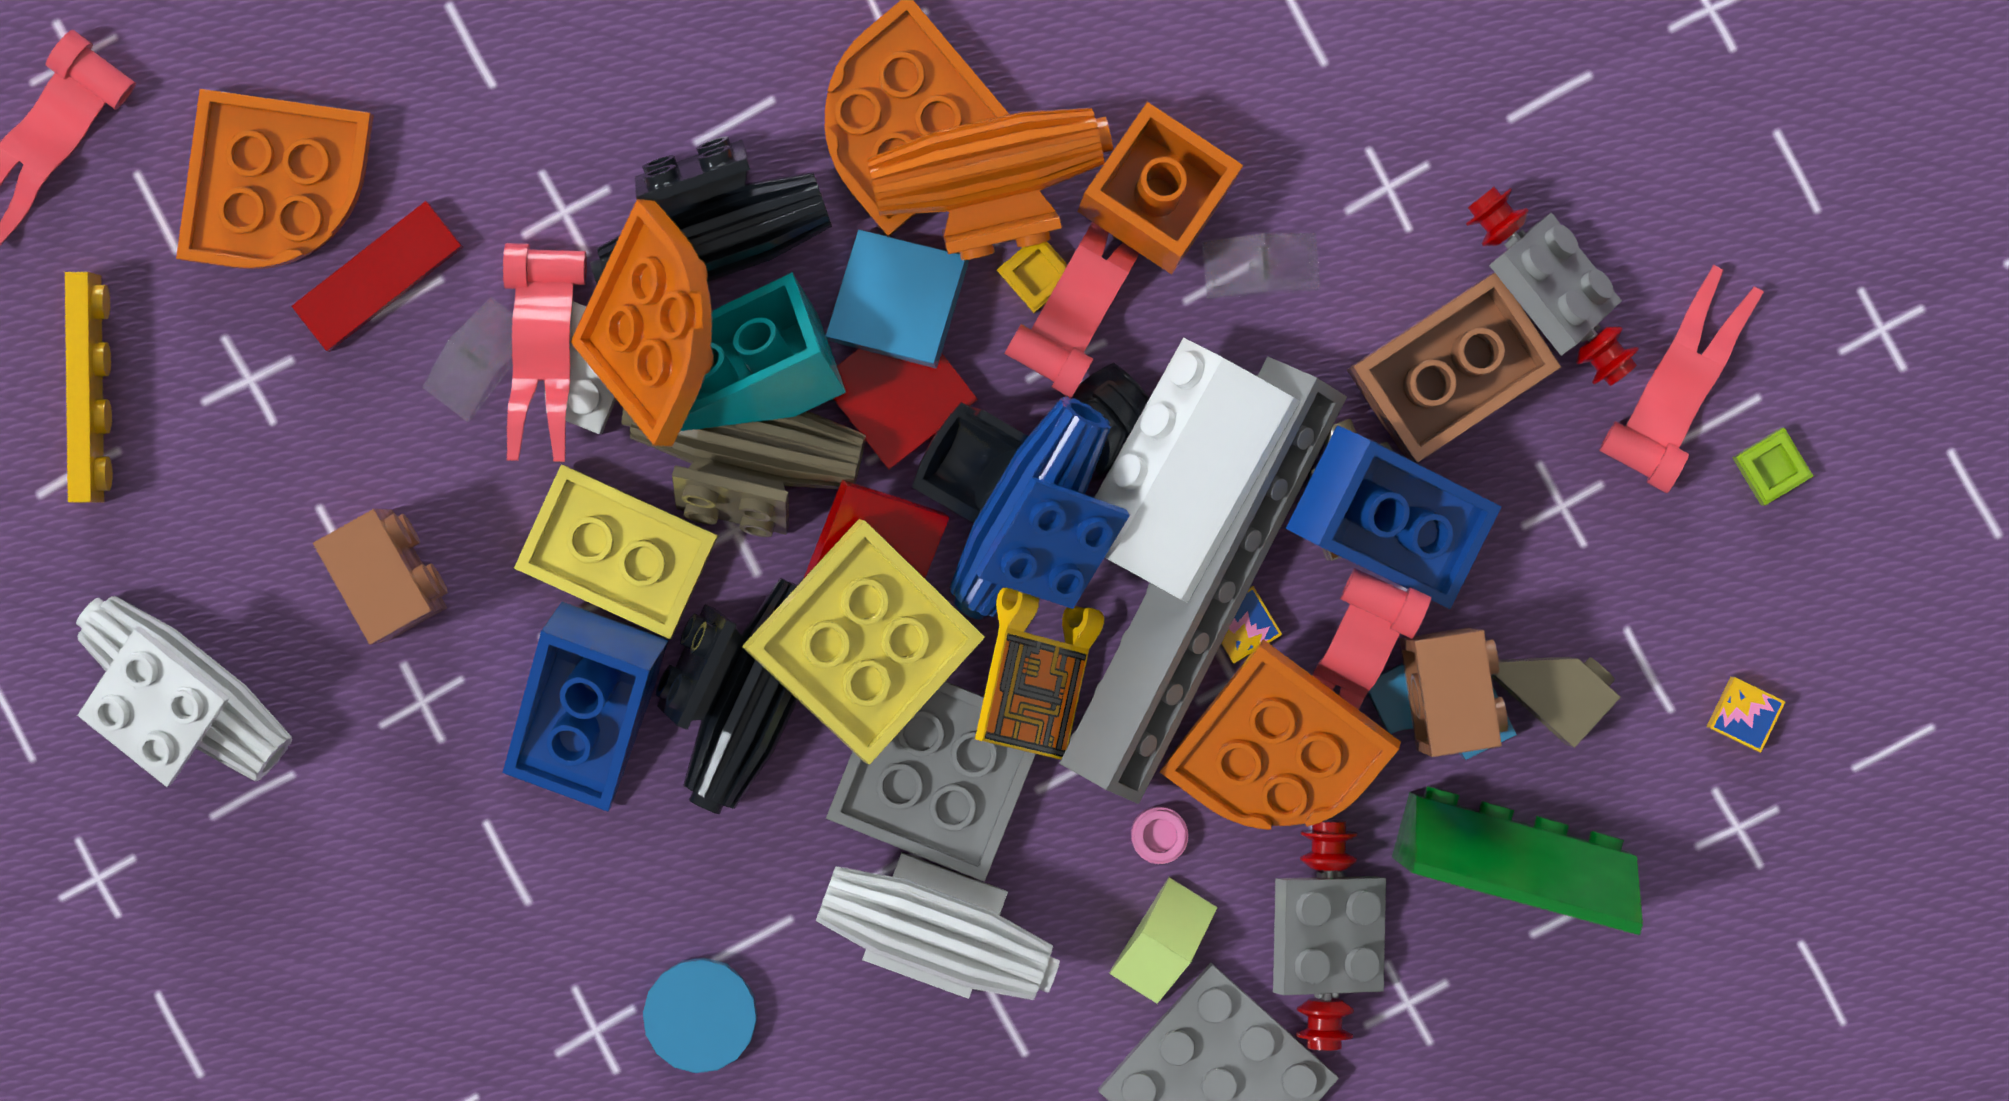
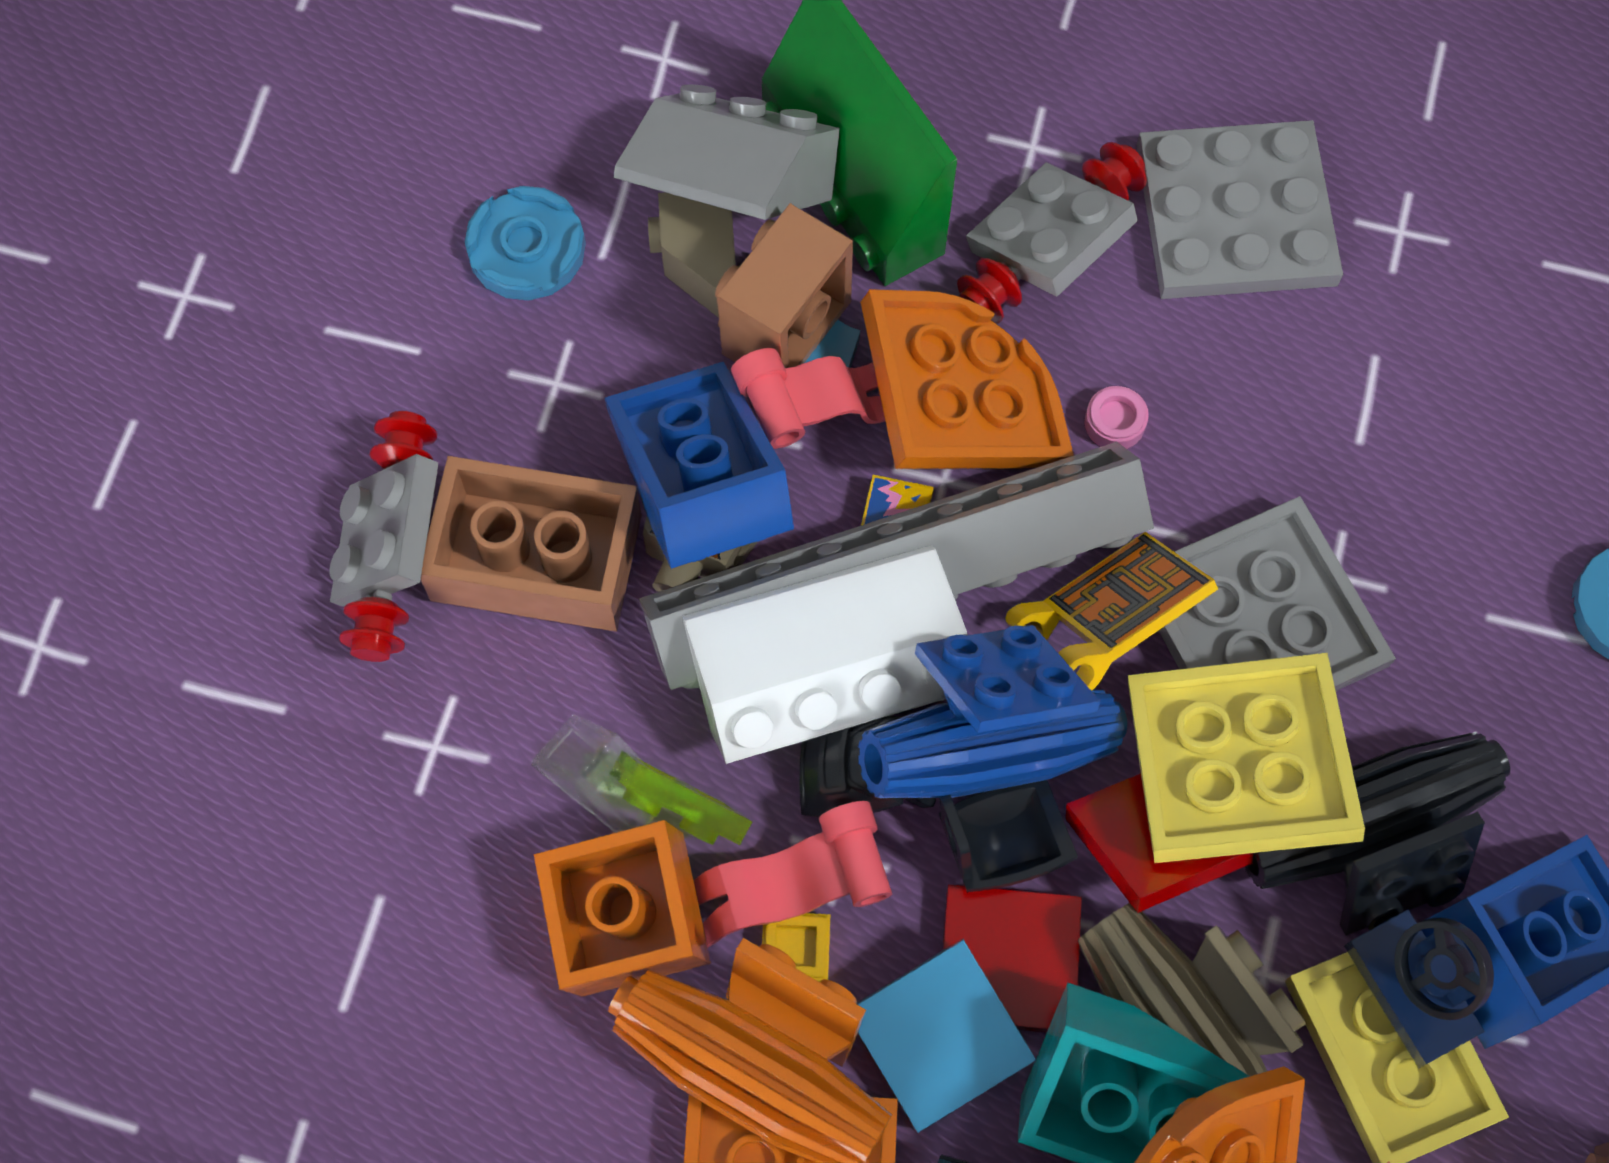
camera: 135 degrees left, 20 degrees down
(634, 595) = (1426, 981): none -> dark blue piece
(938, 929) = (1378, 483): white plate -> none
(1164, 941) = (1184, 336): yellowish green slope -> none
(1177, 295) = (702, 813): none -> clear neon green plate
(1592, 763) = (731, 153): none -> light grey slope
(1677, 390) = (381, 385): coral flag -> none
(1687, 587) = (525, 243): none -> dark azure tile
(1745, 714) = (577, 121): tile -> none
(1772, 466) = (370, 269): lime tile -> none

